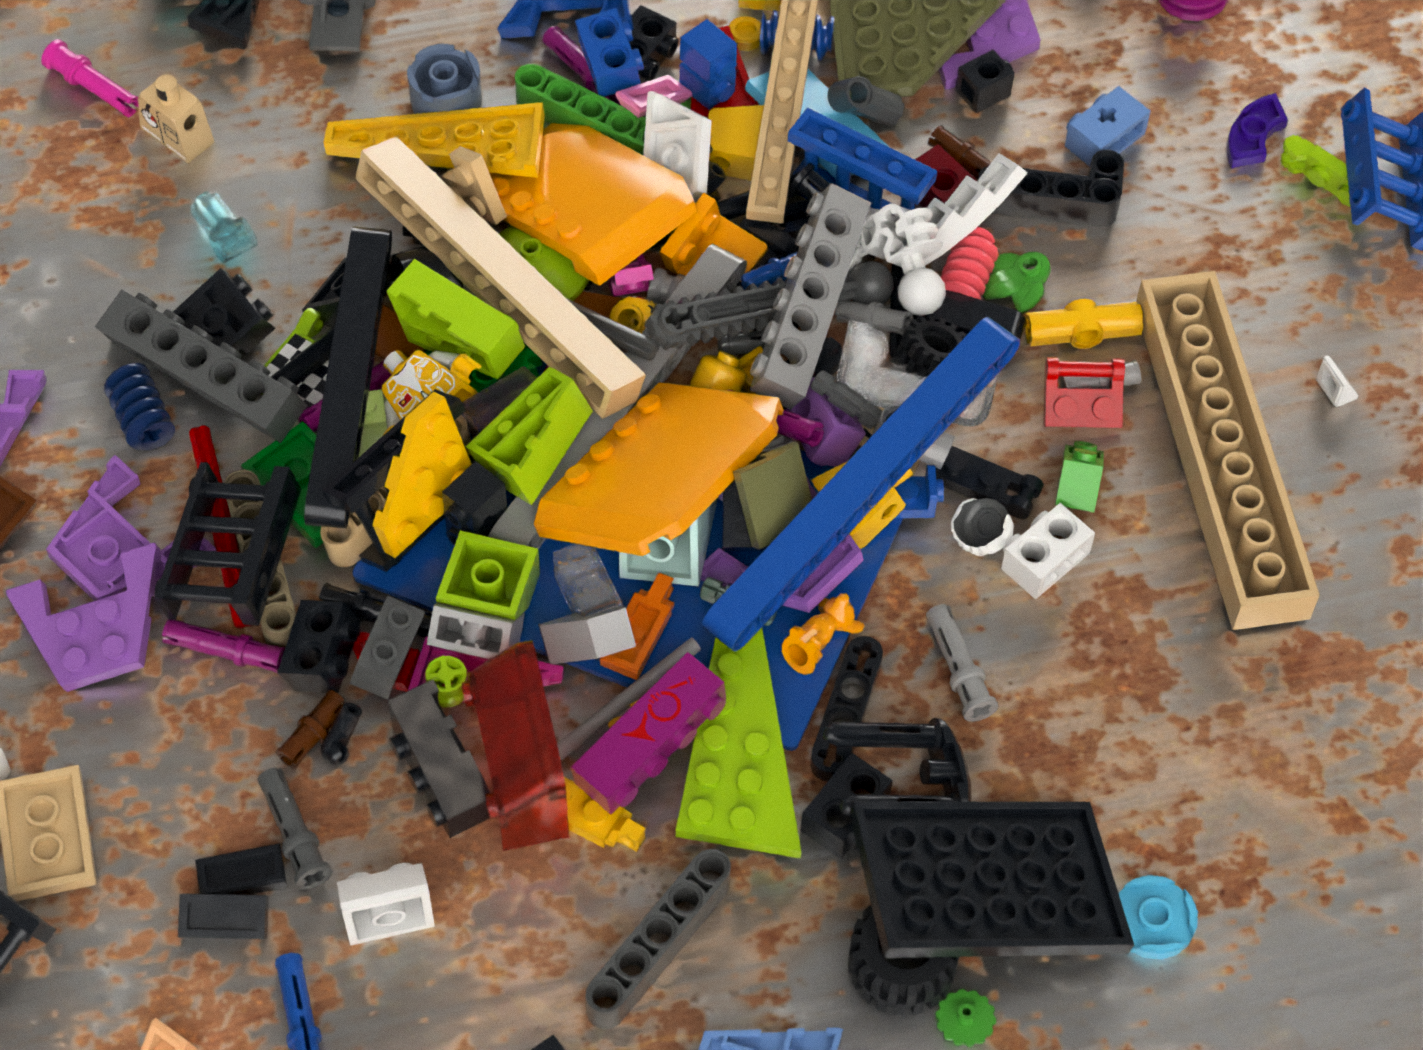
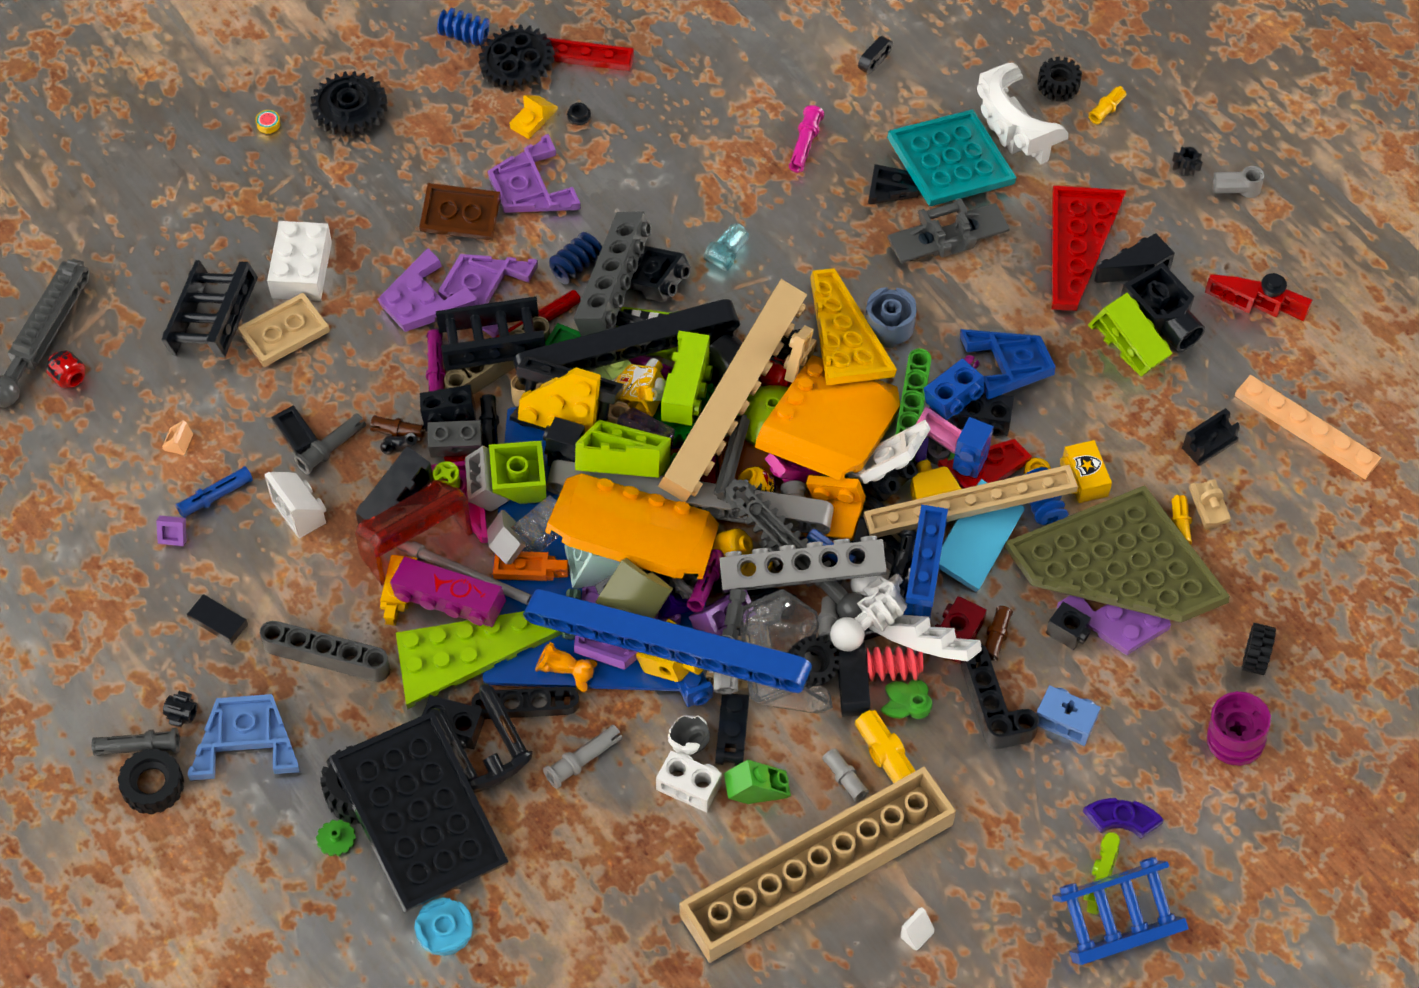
camera: 70 degrees right, 0 degrees up
(169, 110) = (792, 180): tan torso -> none
(223, 916) = (263, 432): black tile -> none
(866, 101) = (1005, 559): dark grey piece -> none
(1080, 405) = (816, 768): plate -> none

